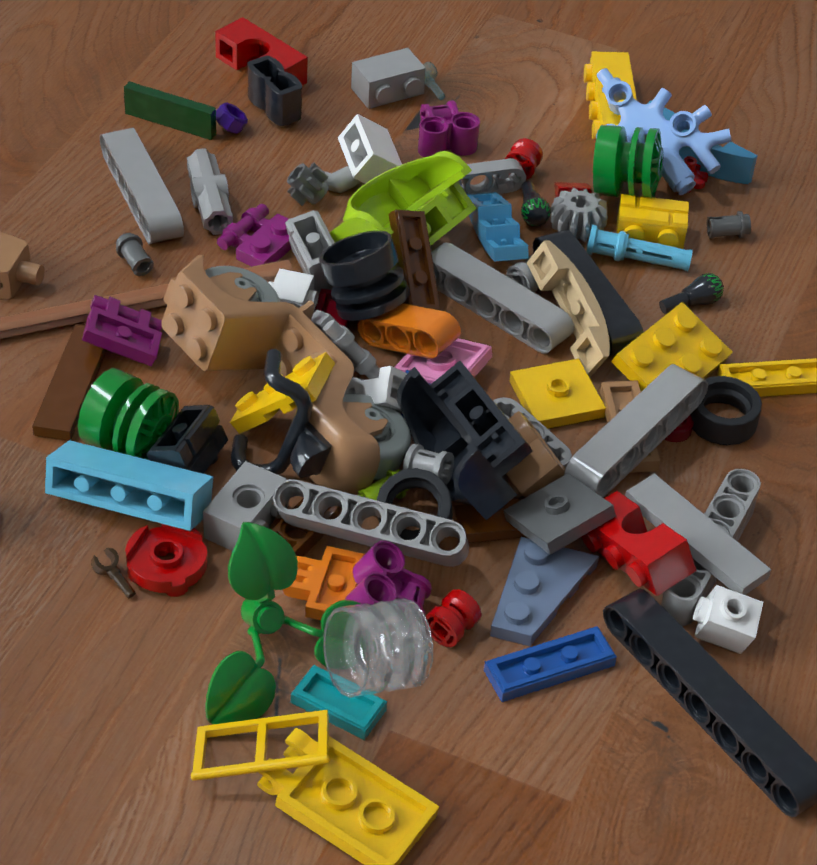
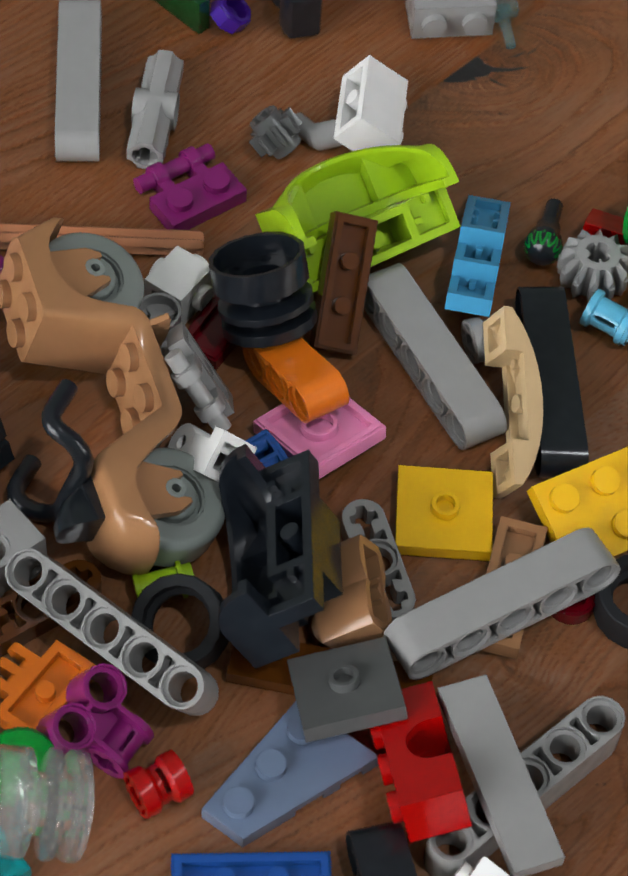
camera: 20 degrees right, 10 degrees up
(130, 247) = (27, 164): dark grey pin -> none
(261, 407) = (99, 423): yellow wing -> none
(308, 240) = (232, 212): light grey brick -> none
(438, 463) = (223, 569): light grey bush -> none
(447, 129) = (487, 99): magenta piece -> none
(500, 171) = (522, 173): light grey beam -> none
(528, 154) = (563, 166): red wheel -> none

